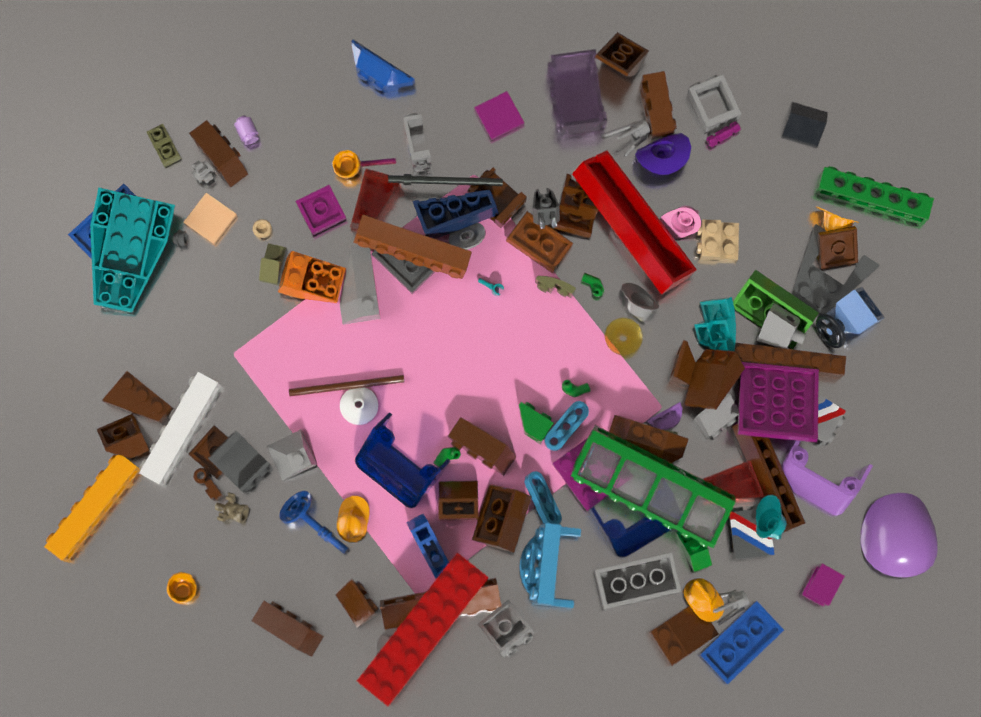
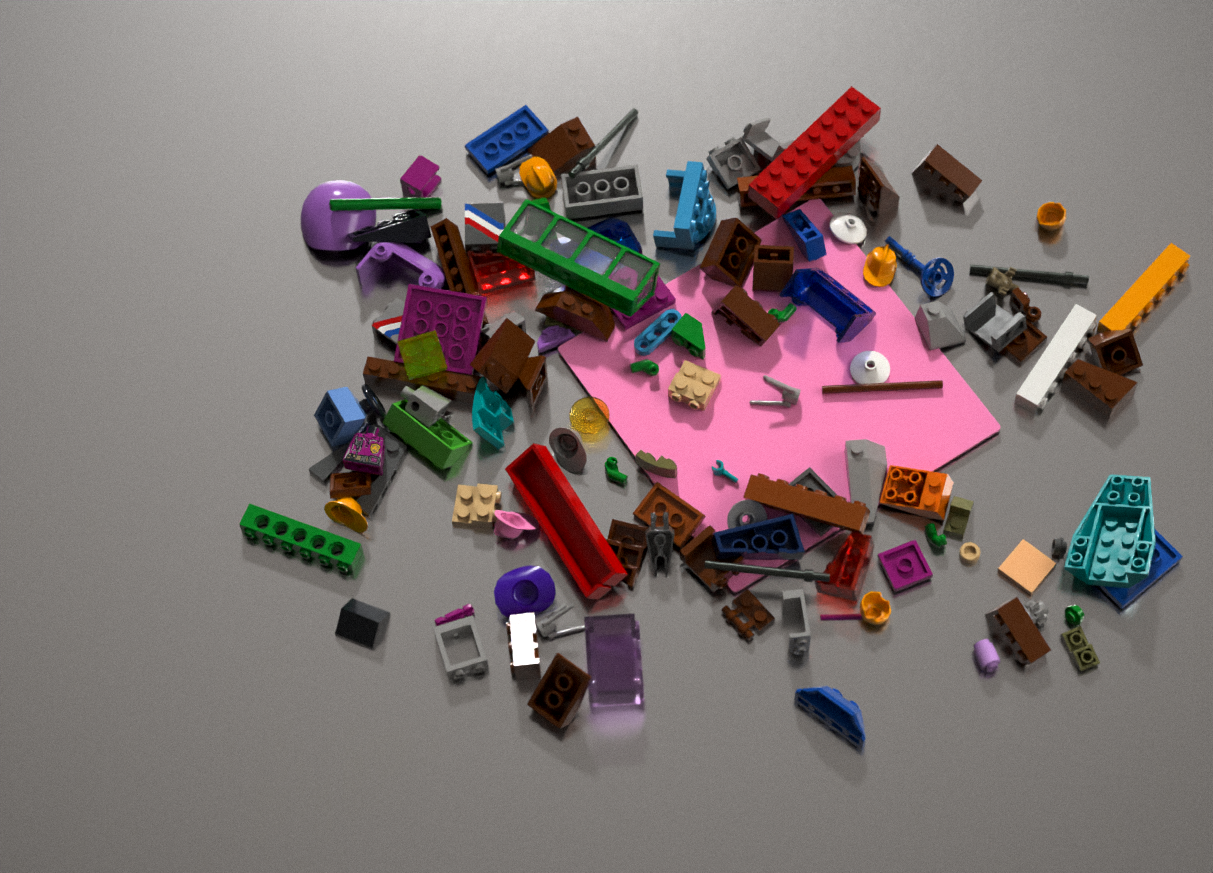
camera: 170 degrees left, 15 degrees down
(167, 522) = (1067, 277): none -> pearl dark grey bar
(168, 173) = (1074, 614): none -> green plate
(296, 241) = (933, 537): none -> green arm
(394, 561) = (848, 228): none -> white dish
(435, 367) = (790, 394): none -> light grey plant
(456, 159) = (752, 610): none -> reddish brown plate
(471, 650) = (761, 141): none -> light grey panel
(499, 115) = (701, 655): magenta tile -> none
(527, 372) = (693, 385): none -> tan plate
(542, 498) = (683, 262): dark azure plate -> none
(660, 604) = (583, 163): none -> pearl dark grey bar
(769, 518) = (466, 224): teal piece -> none
(792, 369) = (422, 355): none -> clear neon green plate
(828, 276) = (366, 452): none -> torso
(835, 523) = (405, 228): none -> black wedge
(855, 546) = (385, 203): none -> green axle

